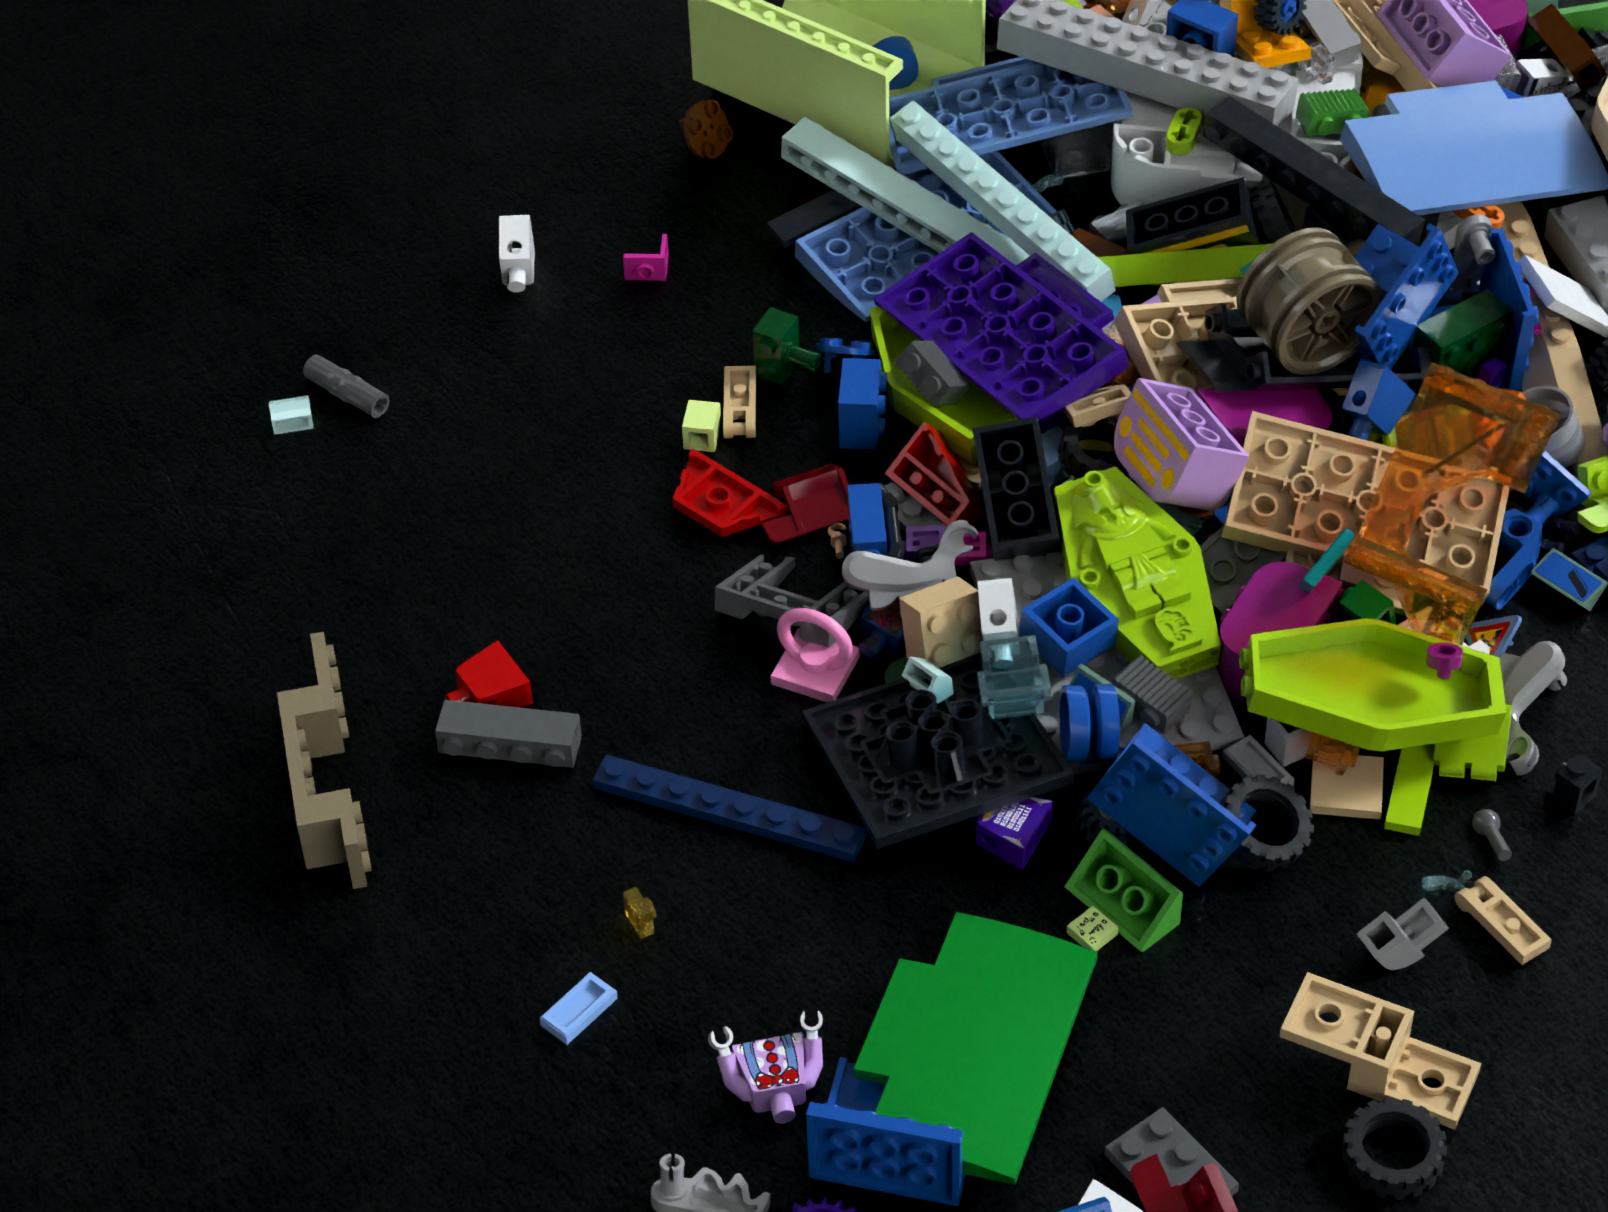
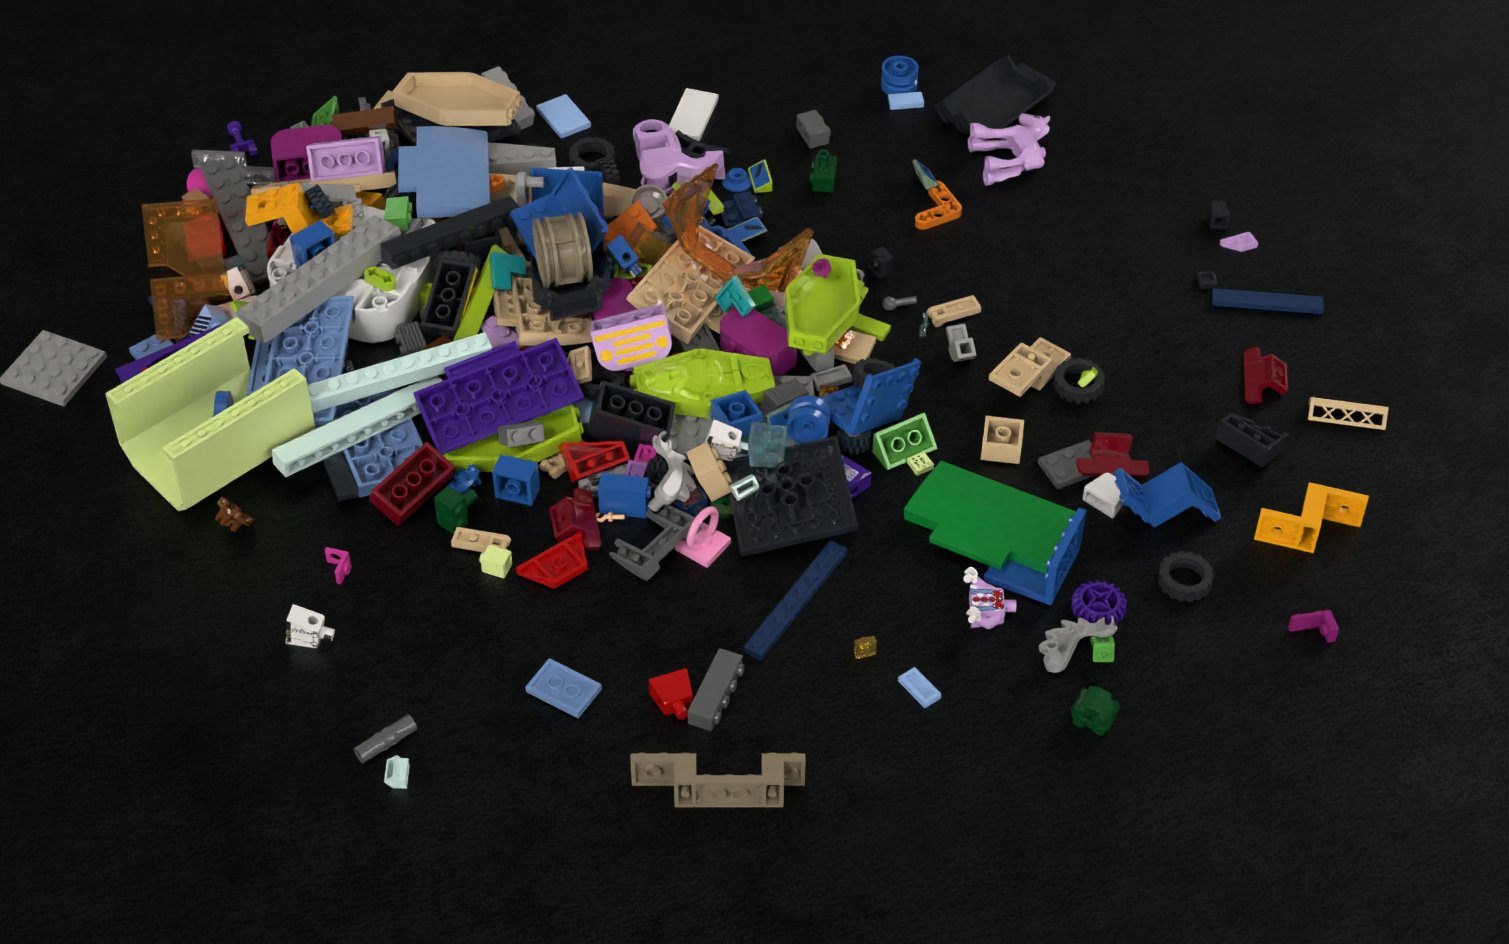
camera: 80 degrees left, 0 degrees up
(476, 556) = (563, 688): none -> medium blue plate
(815, 288) = (412, 483): none -> dark red brick
(1176, 1035) = (1002, 439): none -> tan brick
(1392, 1150) = (1087, 376): none -> lime tile

